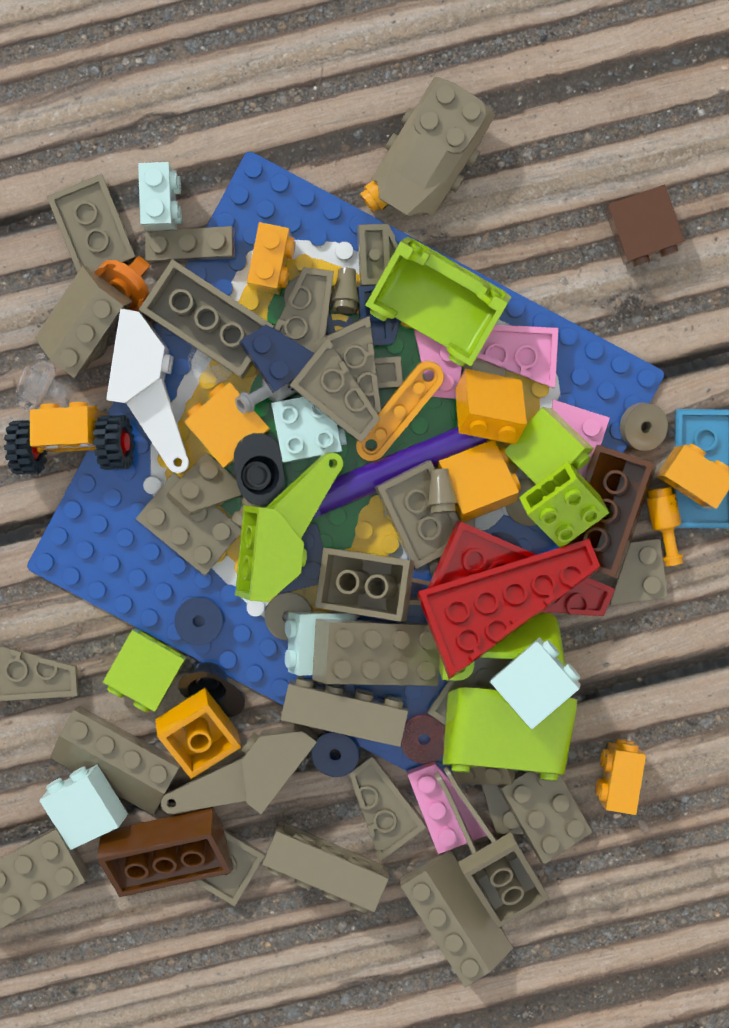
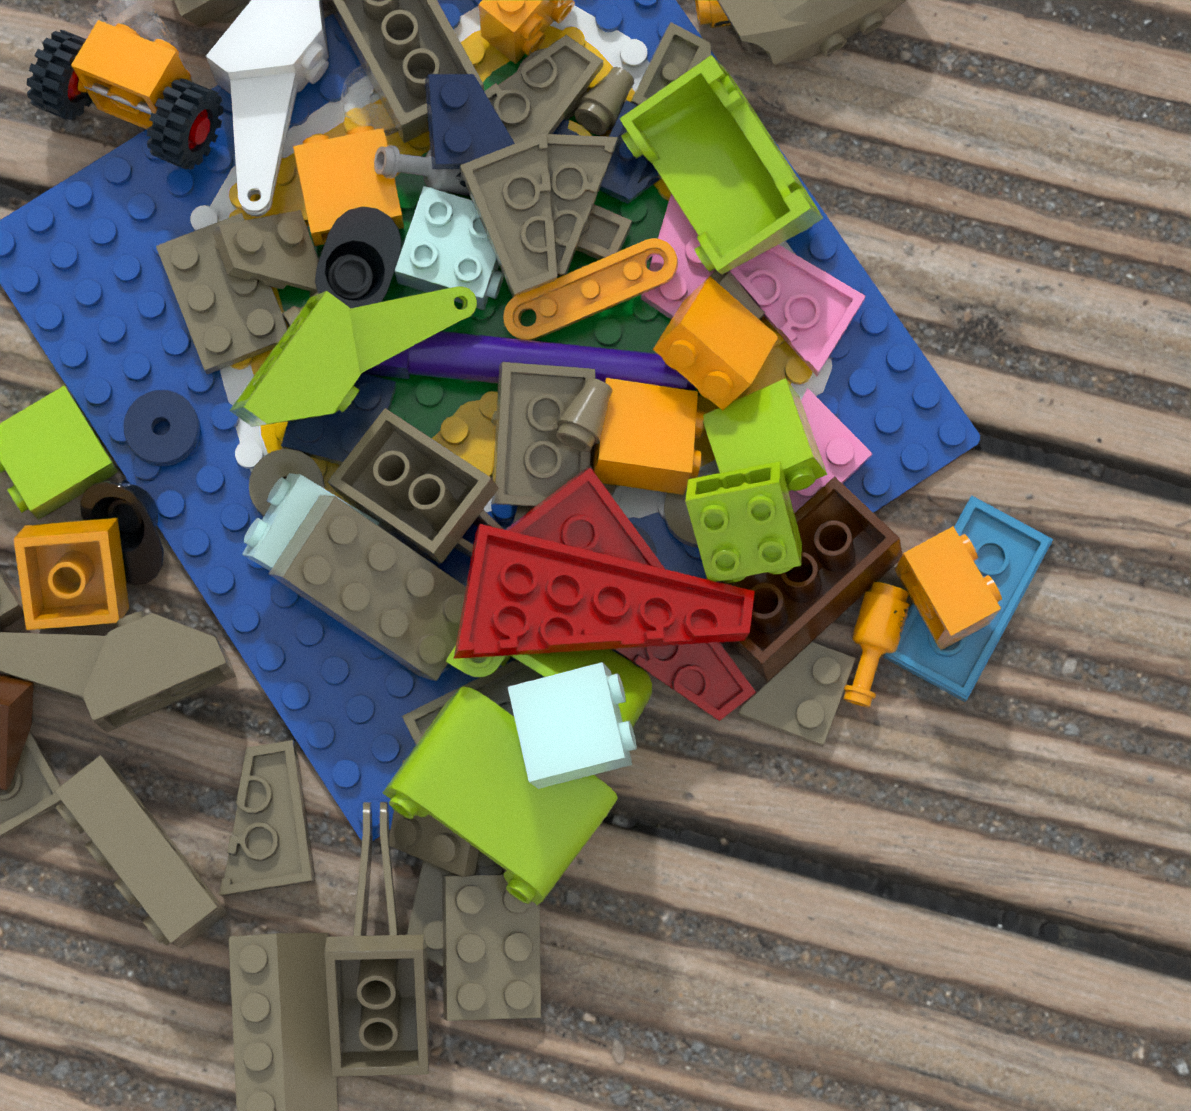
camera: 30 degrees right, 10 degrees down
(335, 765) = (225, 714): dark blue piece -> none
(345, 711) = (287, 647): dark tan brick -> none
(423, 752) = (359, 741): clear red piece -> none
(437, 810) = (339, 865): bright pink wing -> none
(621, 776) = (624, 952): light orange brick -> none
(644, 226) = (1055, 227): reddish brown brick -> none
(655, 426) = (893, 490): dark tan piece -> none

